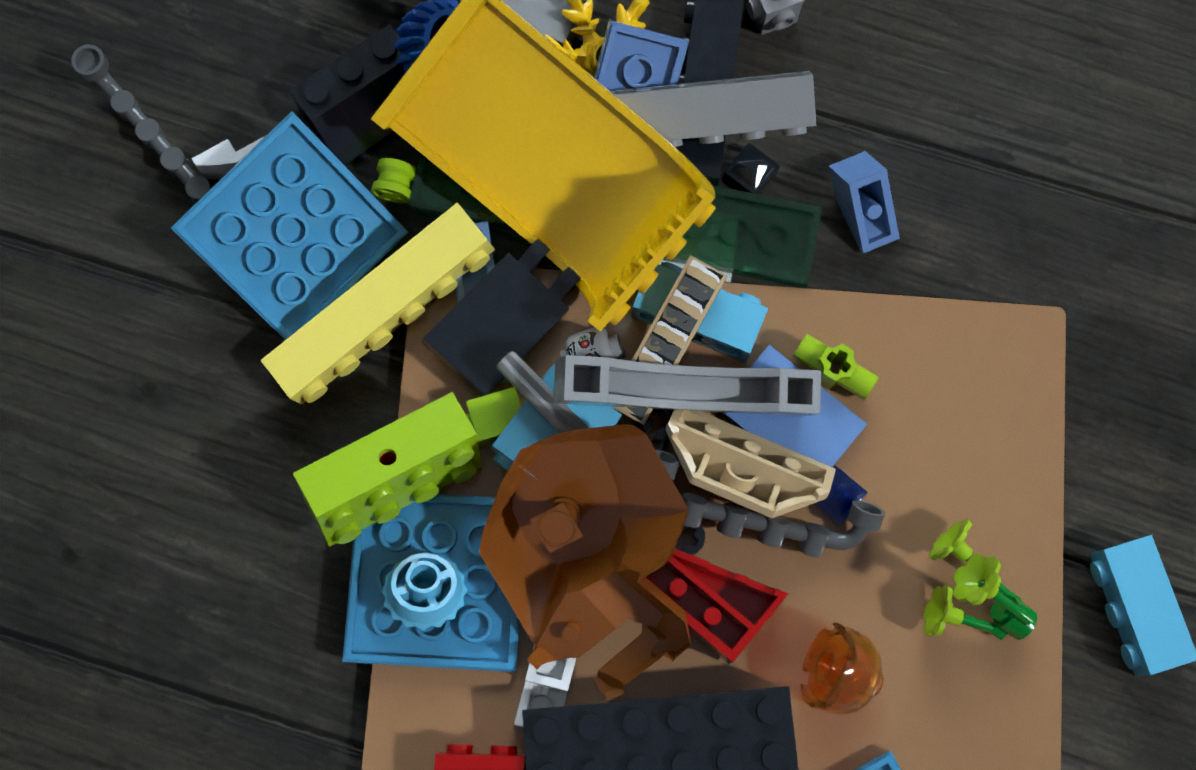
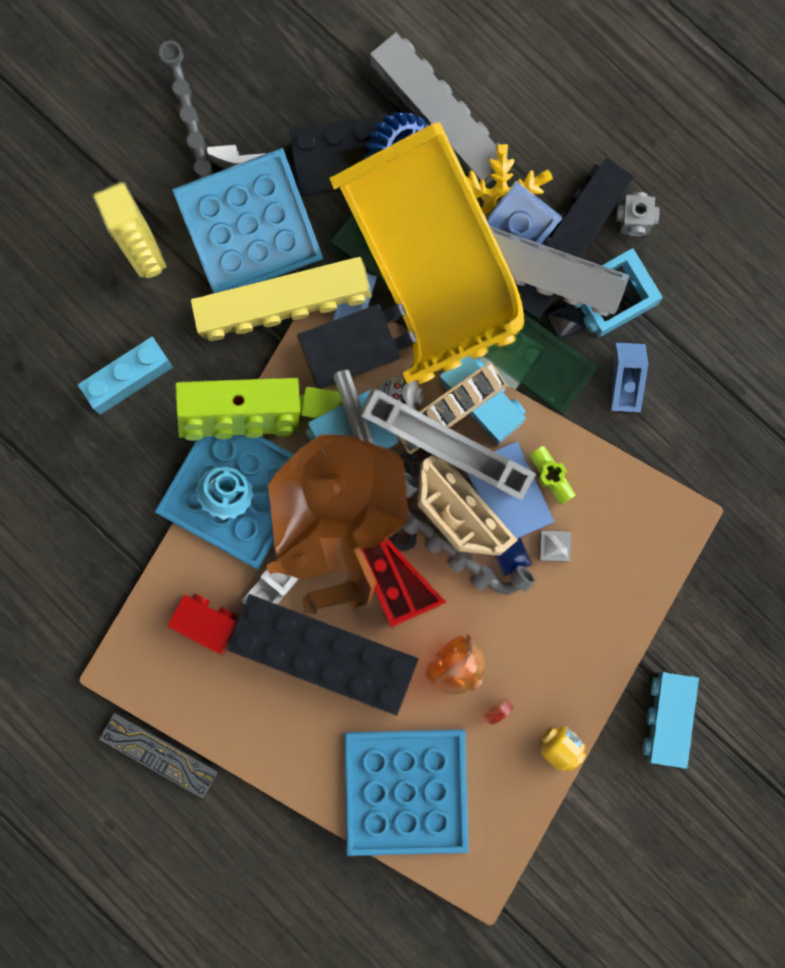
camera: 30 degrees right, 5 degrees up
(136, 298) = (130, 230): none -> light yellow brick
(218, 500) = (125, 375): none -> medium azure brick
(393, 180) = (329, 220): lime wheel -> none
(829, 85) = (644, 286): none -> medium azure window
(883, 455) = (555, 546): none -> light grey tile
(922, 705) = (498, 711): none -> clear red tile
(974, 584) = (567, 650): lime plant -> none
(1030, 713) = (562, 748): none -> yellow head

